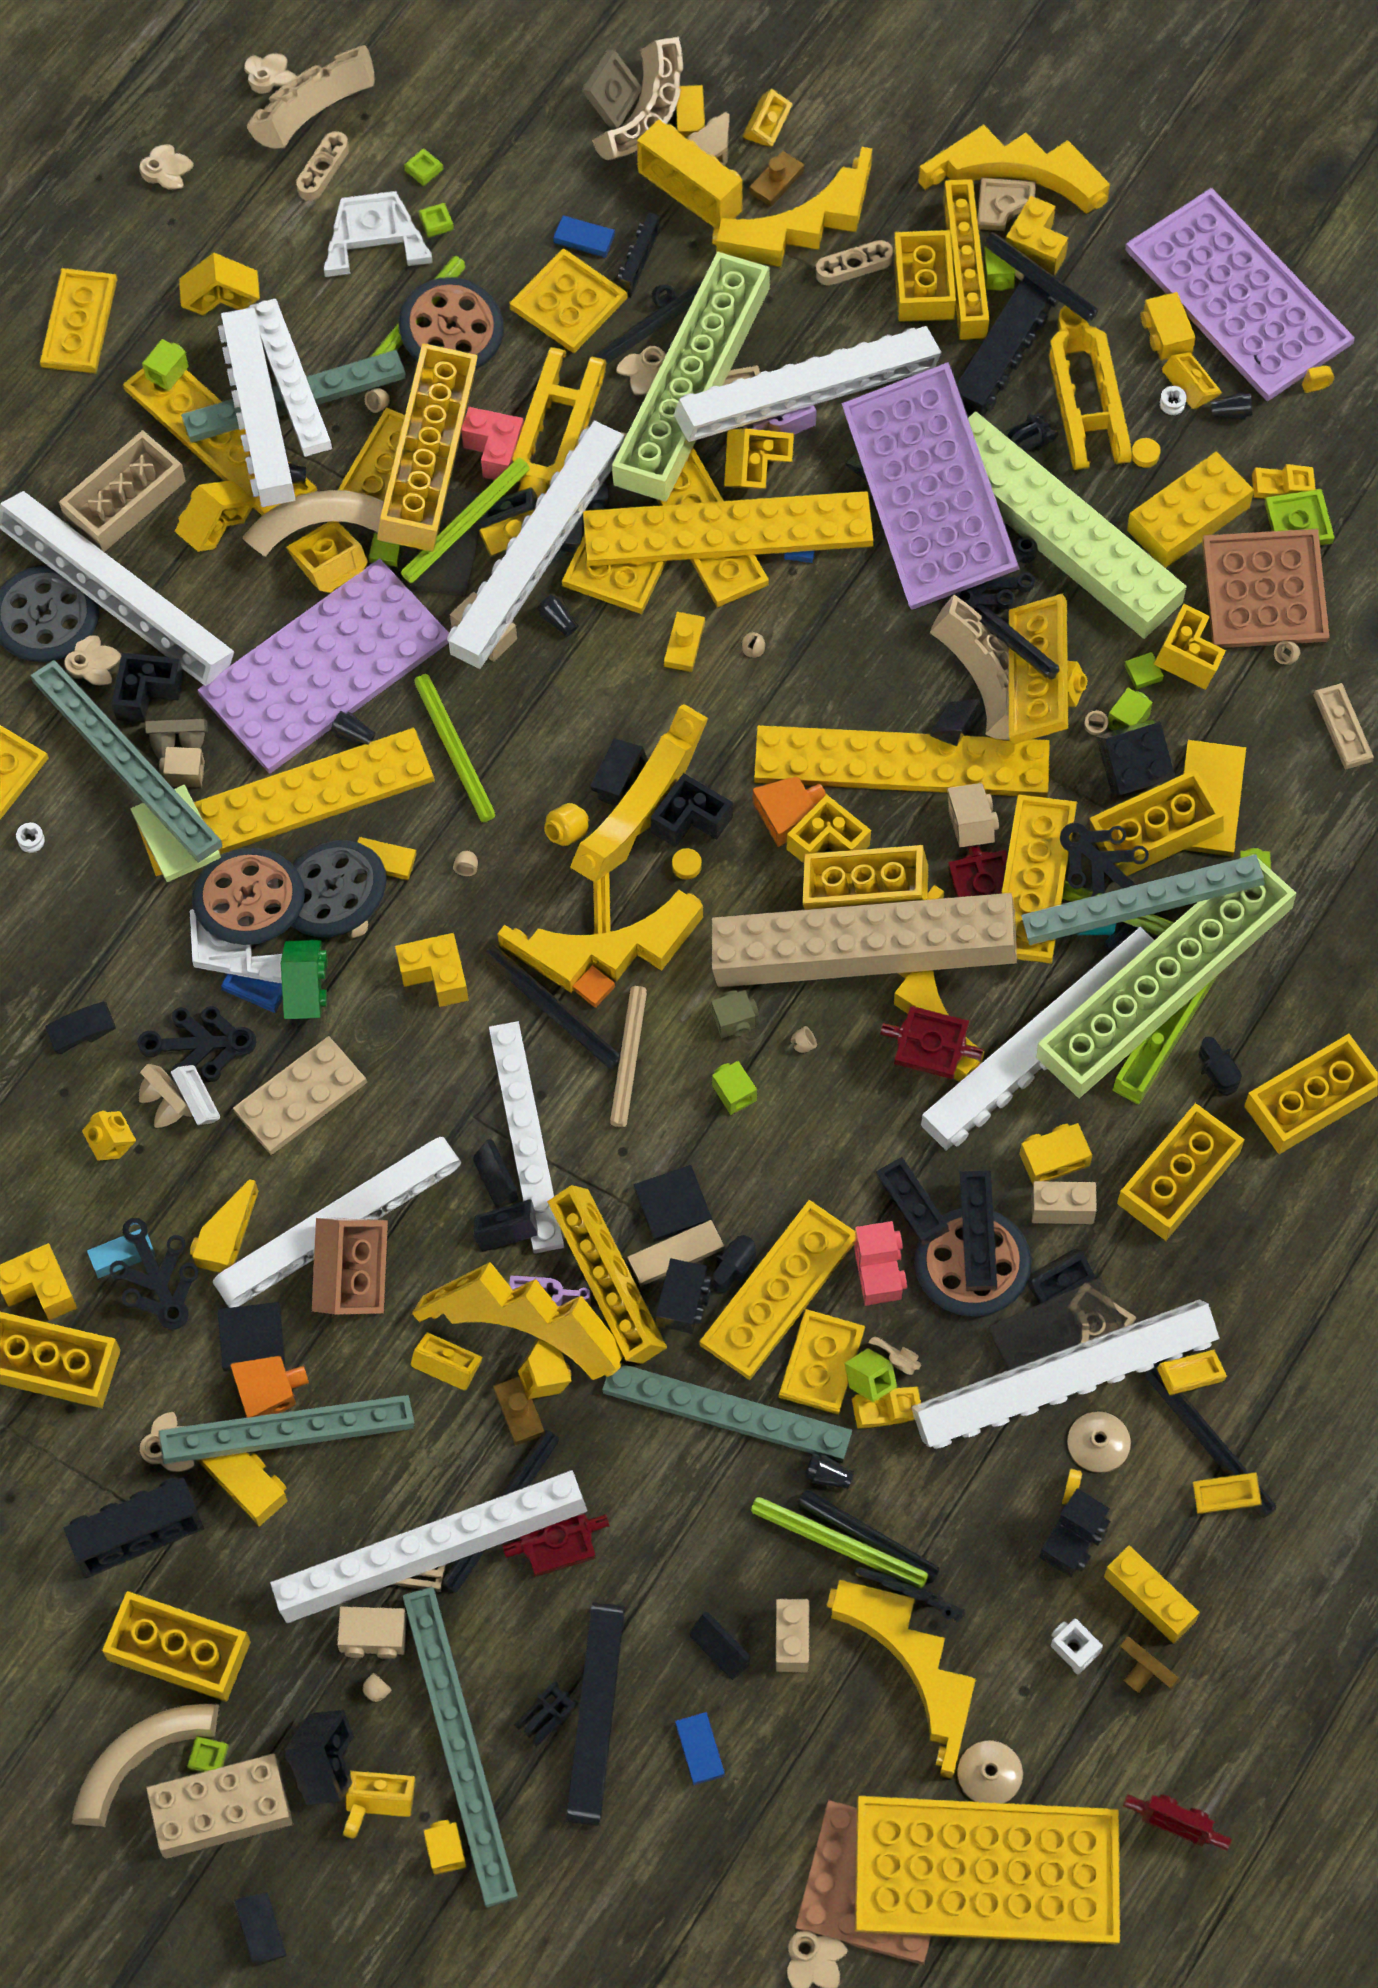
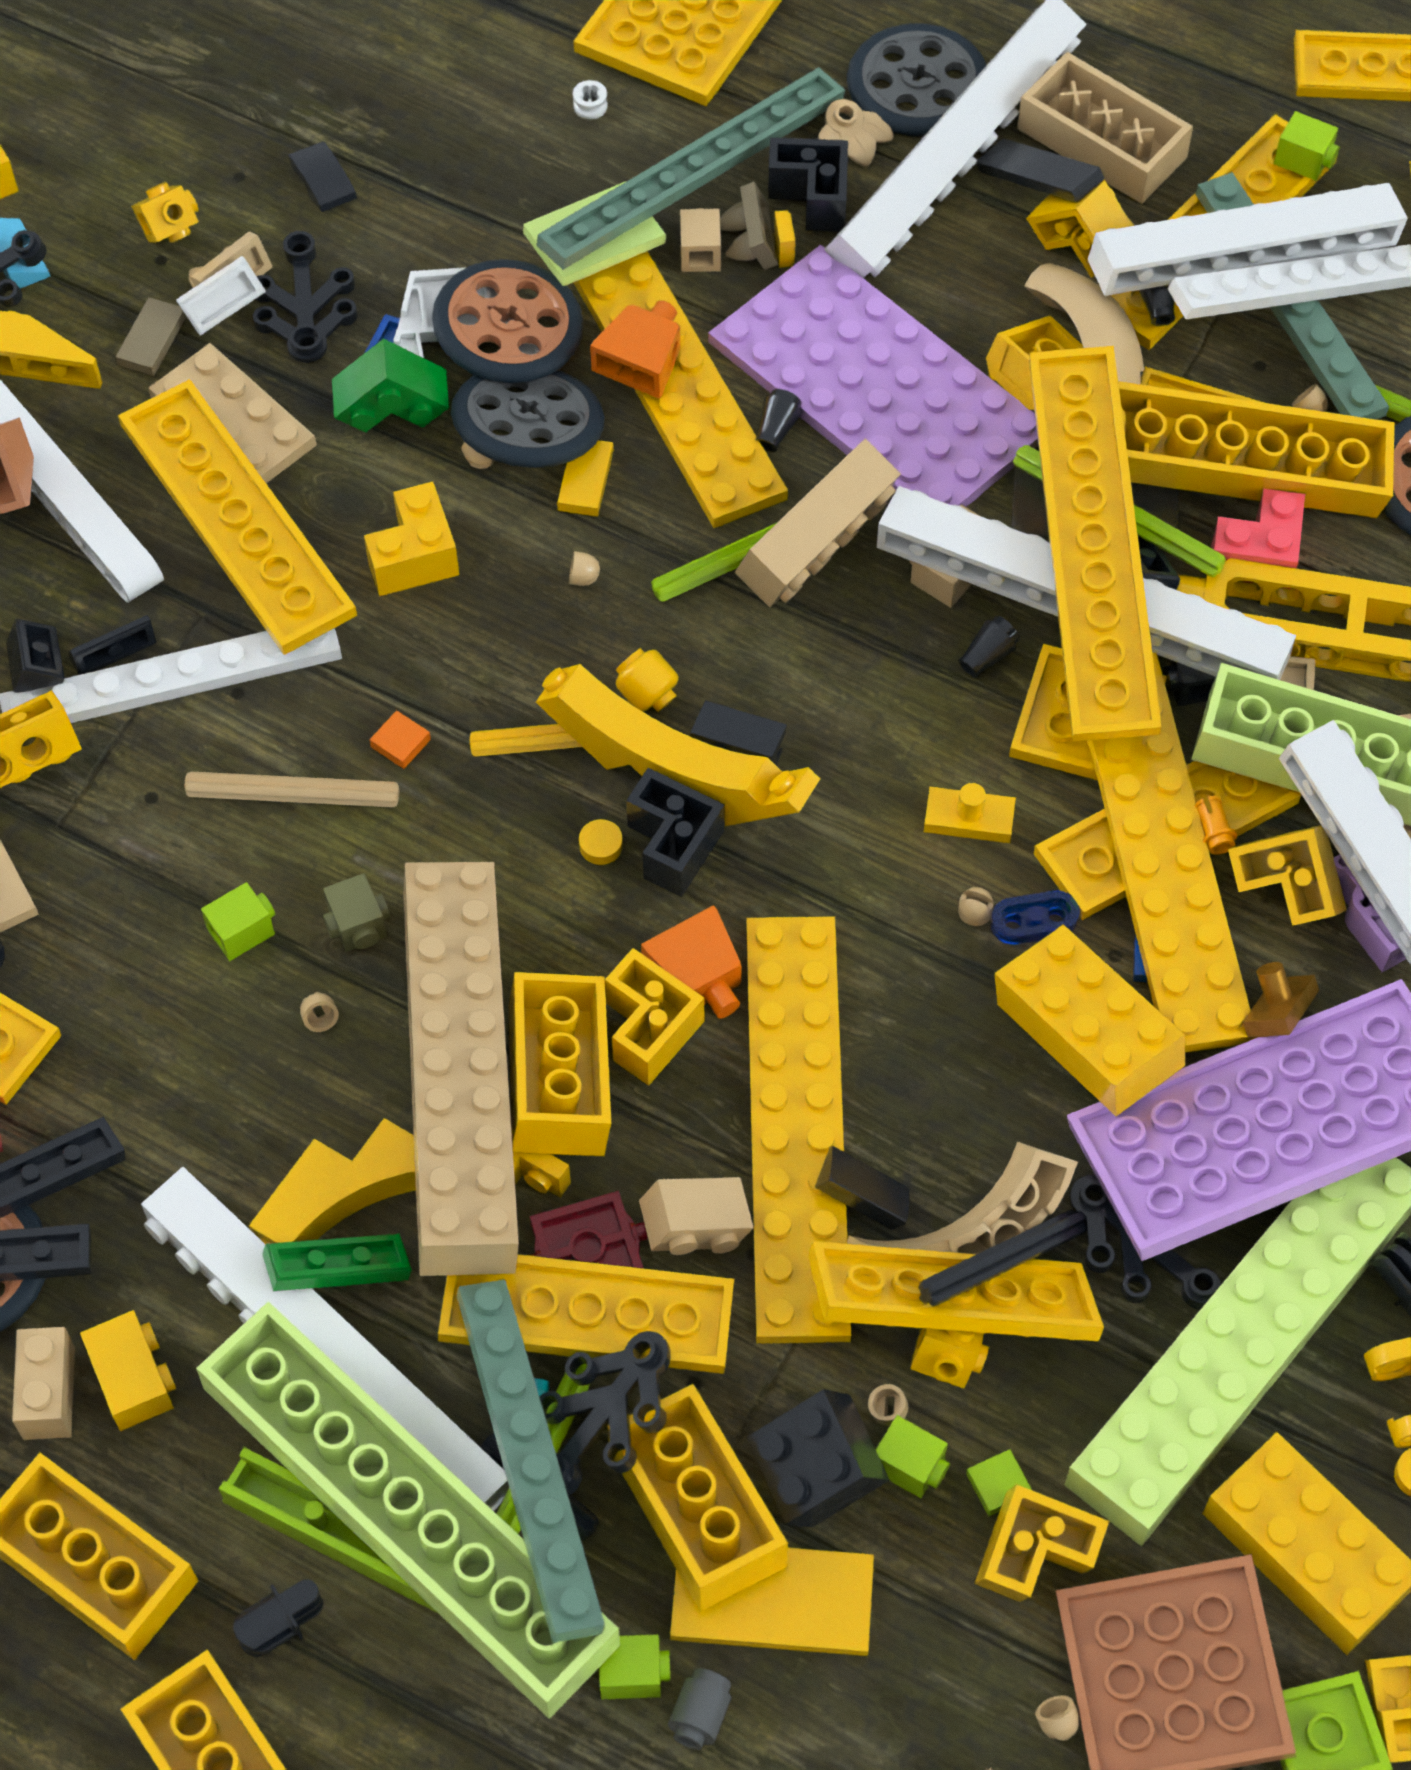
camera: 85 degrees right, 5 degrees down
(166, 531) = (1040, 170): none -> black tile
(190, 710) = (784, 238): none -> yellow tile
(217, 1152) = (150, 336): none -> dark tan tile
(290, 804) = (639, 348): none -> orange torso
(404, 1081) = (237, 517): none -> yellow plate
(462, 700) = (819, 525): none -> tan brick
(515, 522) = (1094, 545): none -> yellow plate
(552, 1006) = (366, 690): black axle -> none
(568, 957) = (470, 801): yellow arch -> none
(672, 1203) = (66, 861): black tile -> none
(716, 493) = (1216, 826): none -> light orange pin
(767, 612) = (1033, 915): none -> clear blue plate
(847, 476) = (1281, 1003): none -> pearl gold tile
(851, 581) = (1090, 1020): none -> yellow brick
(931, 1042) = (291, 1166): dark red plate -> none
(992, 1025) = (336, 1262): none -> green tile
(1279, 838) = (700, 1709): none -> dark grey brick

